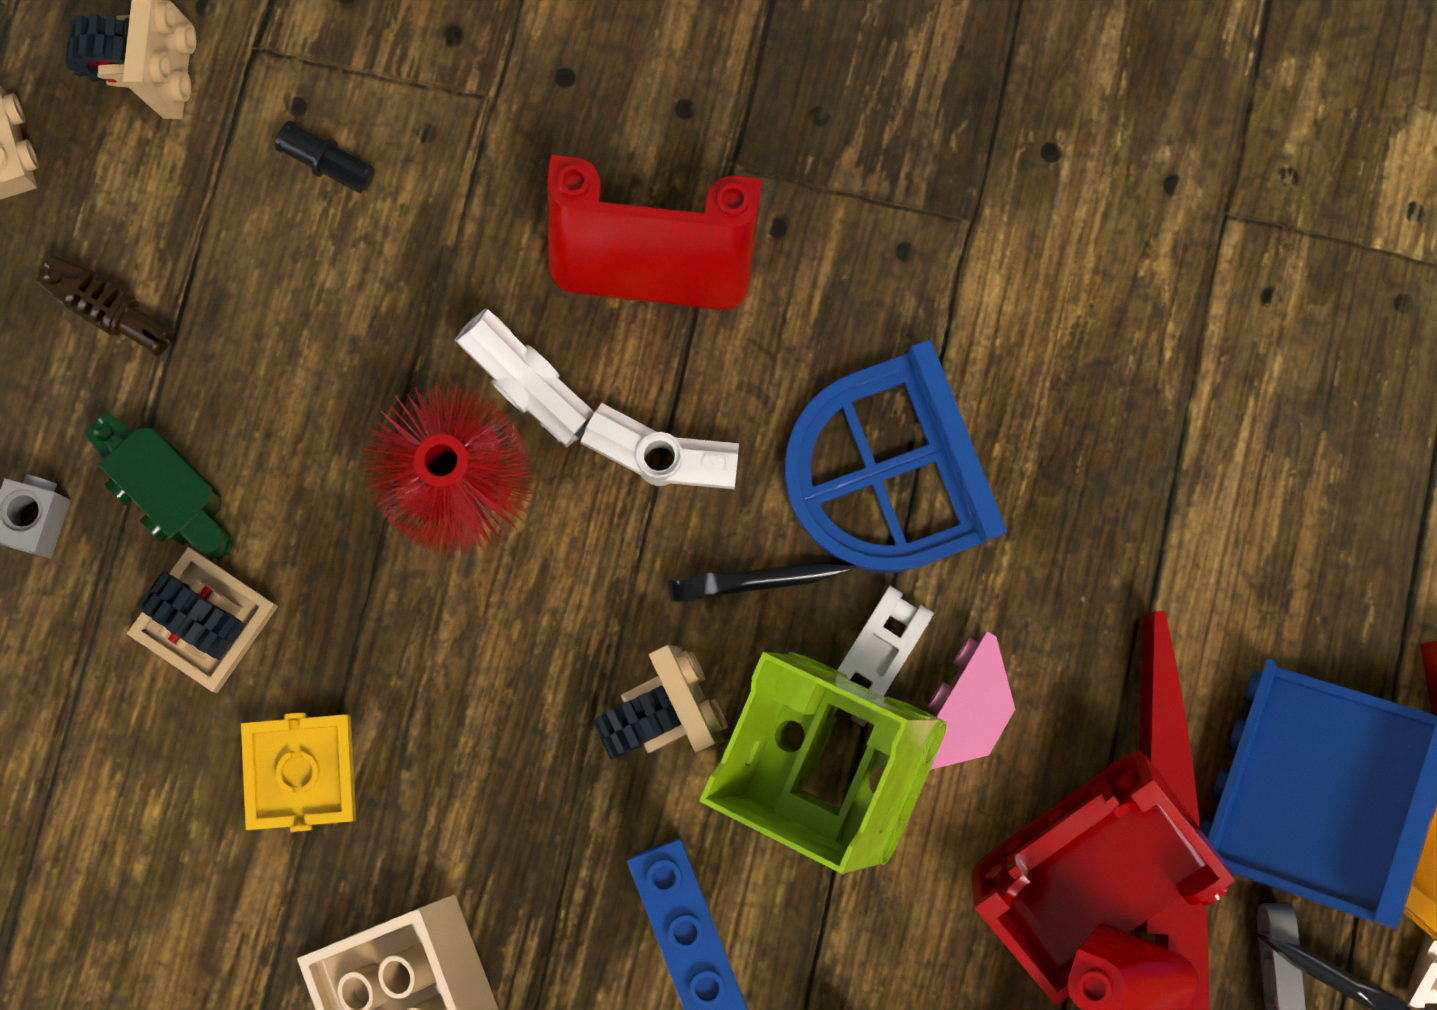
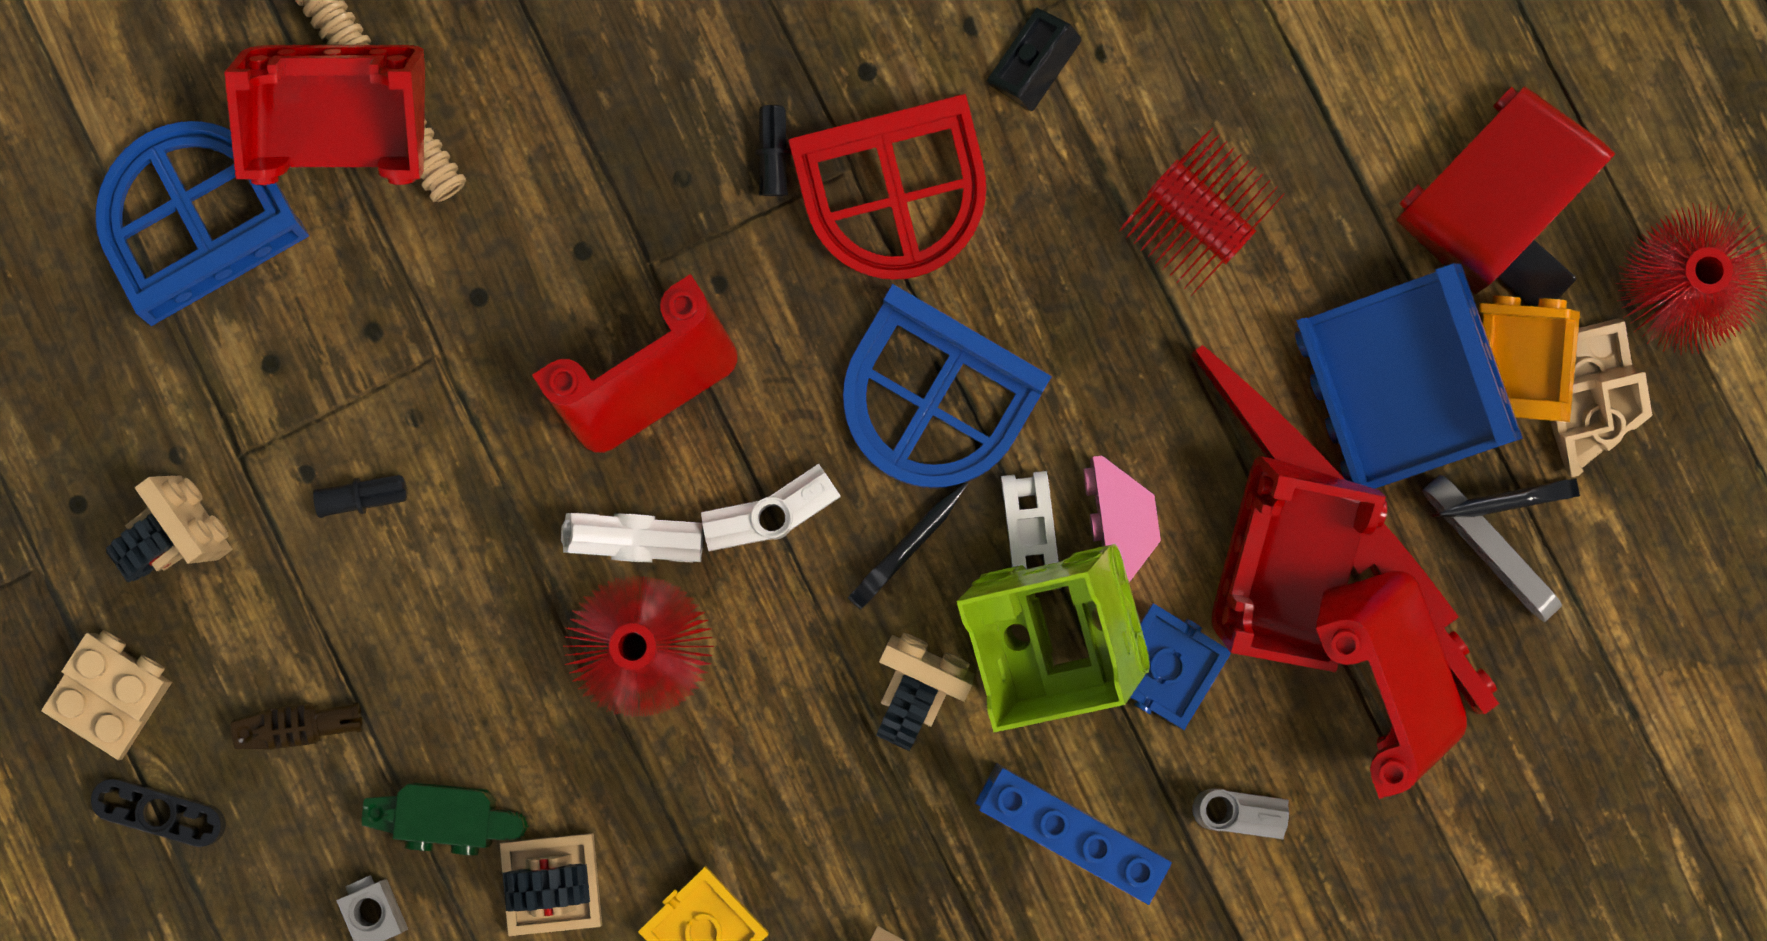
camera: 30 degrees left, 5 degrees up
(915, 151) = (772, 151): none -> black axle
(915, 885) = (1180, 666): none -> blue plate
(1023, 205) = (880, 133): none -> red window
(1207, 254) = (1035, 59): none -> black slope
(1259, 491) = (1199, 210): none -> red piece

